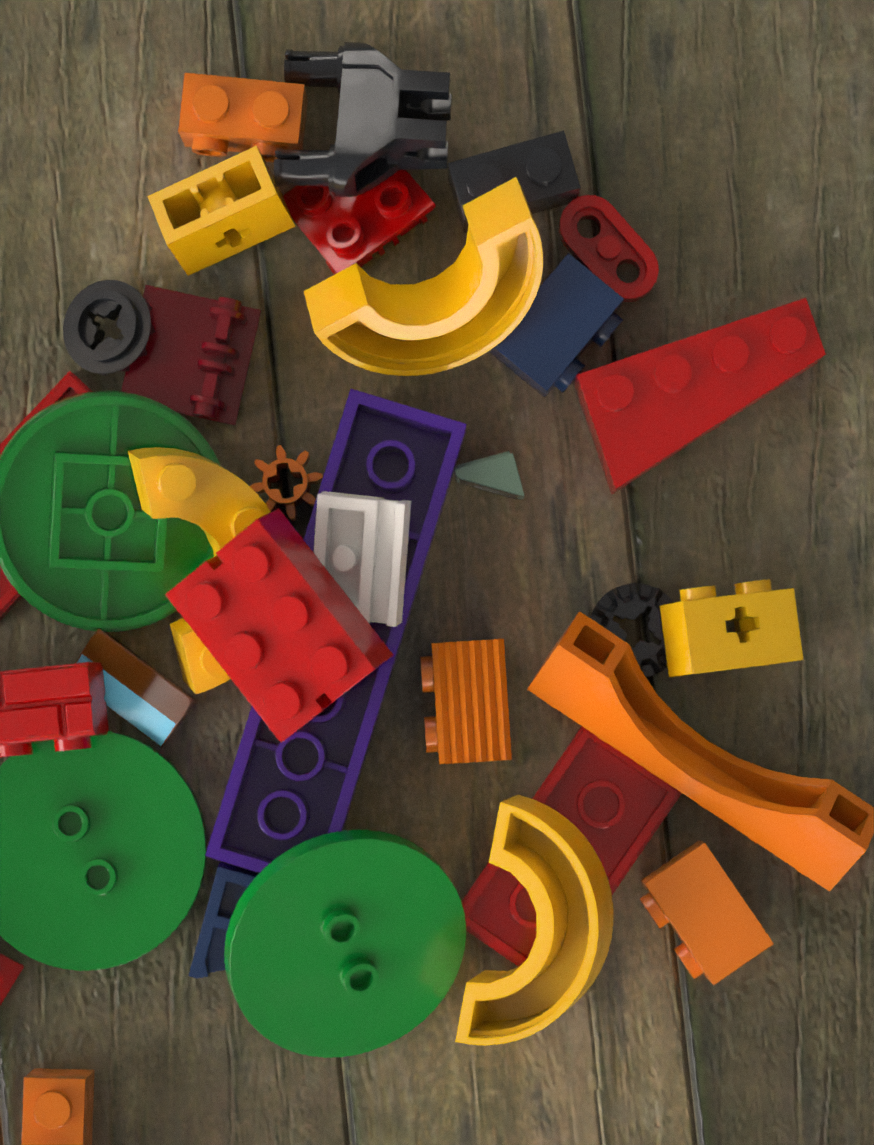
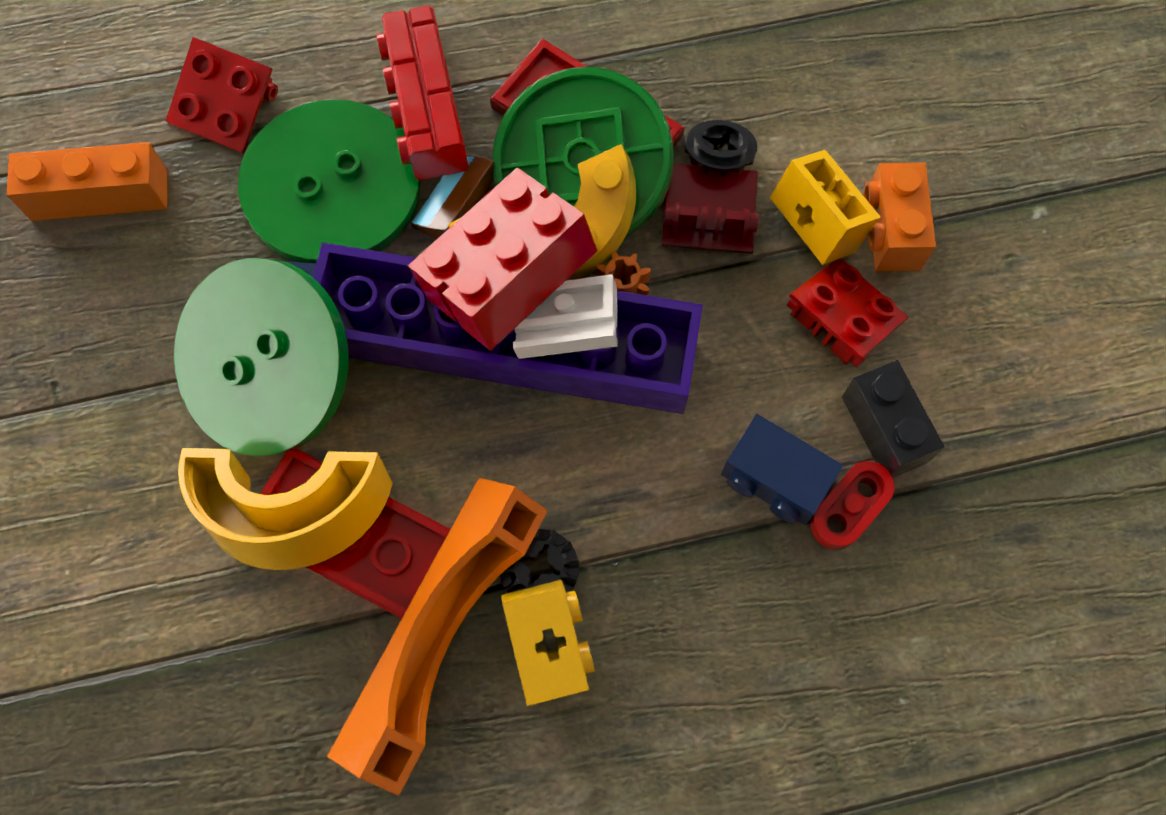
camera: 80 degrees right, 15 degrees down
(384, 123) = (915, 308): black connector -> none
(446, 317) = (768, 374): yellow brick -> none
(468, 700) = (464, 437): orange brick -> none
(492, 474) = (653, 436): sand green slope -> none
(678, 392) = (746, 579): red wedge -> none
(705, 913) = (302, 650): orange brick -> none

